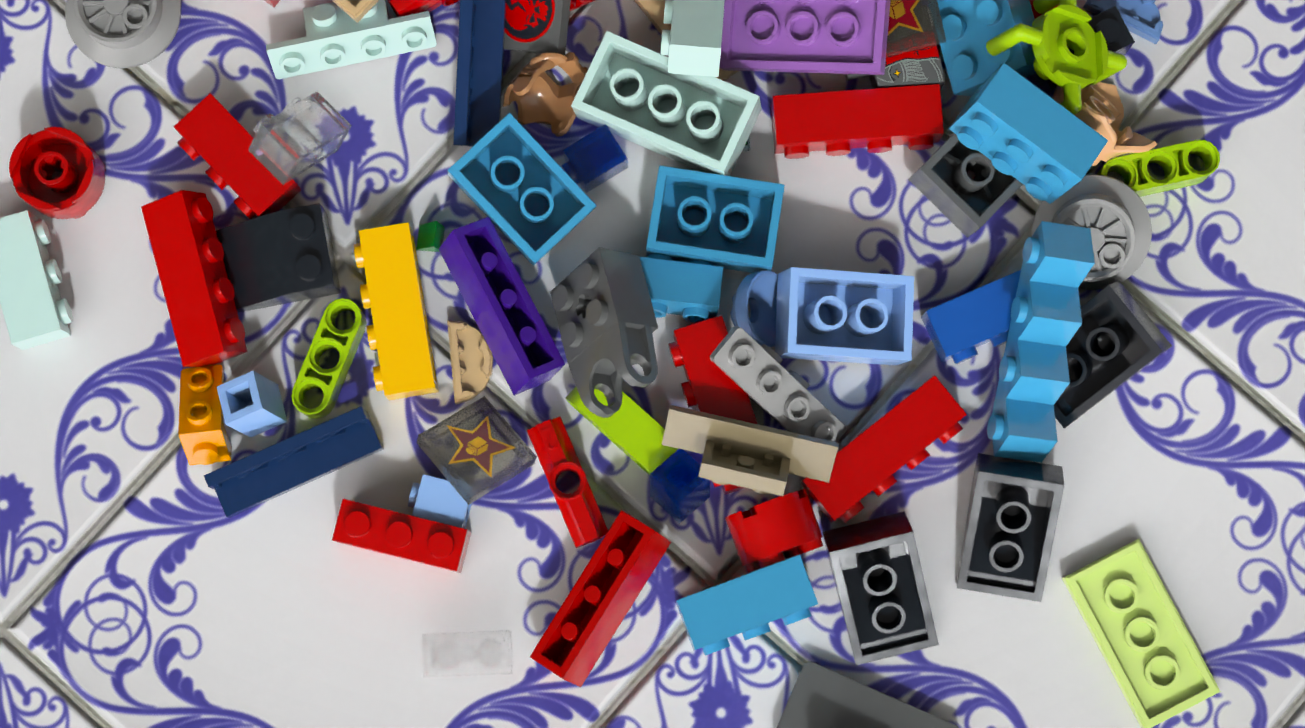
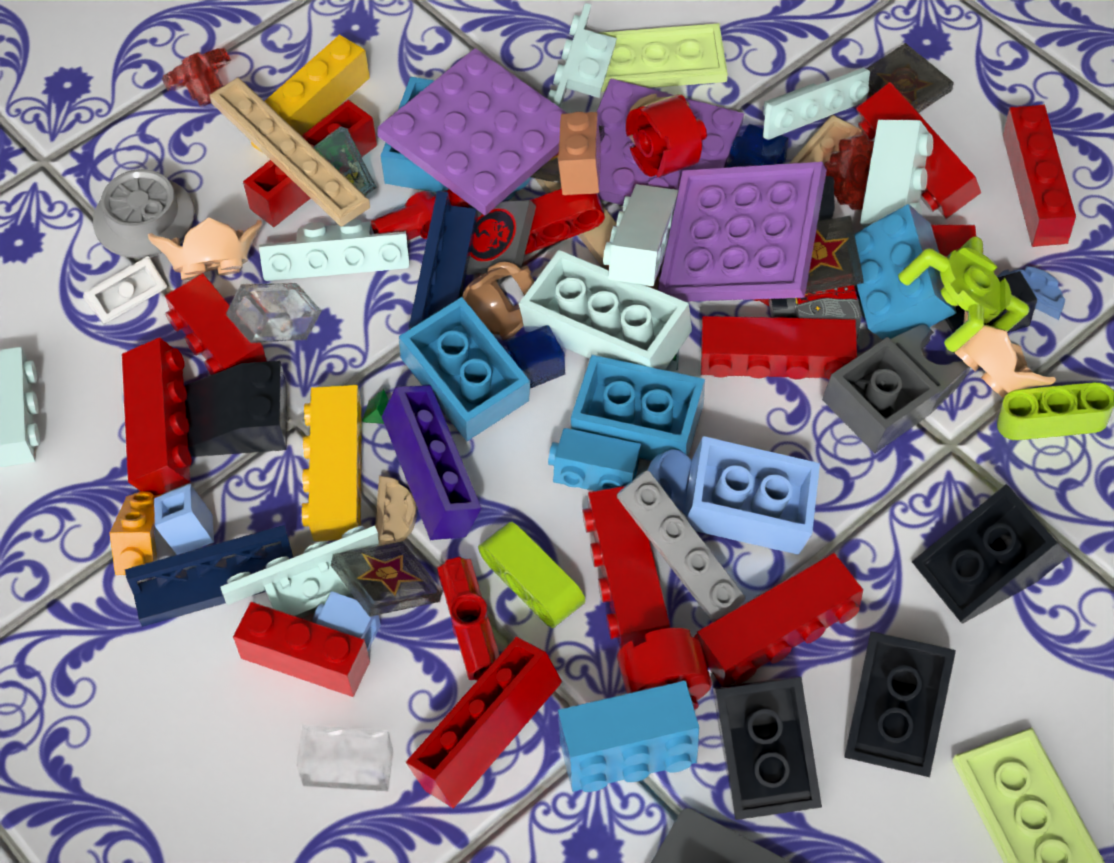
camera: 10 degrees right, 25 degrees down
(57, 150) = (55, 325): red brick -> none
(122, 109) = (125, 290): none -> white slope
(210, 61) = (208, 248): none -> light nougat brick
(328, 338) = (265, 477): lime beam -> none
(392, 462) = (303, 581): none -> light aqua bracket
(606, 327) = (523, 473): dark grey brick -> none
(678, 487) = (577, 627): clear blue brick -> none
(748, 452) = (647, 591): dark tan bracket -> none
(972, 319) = (893, 512): blue brick -> none
(1028, 135) = (933, 344): dark azure brick -> none
(1035, 354) = (933, 540): dark azure brick -> none
(1117, 224) = (991, 447): light grey wheel -> none

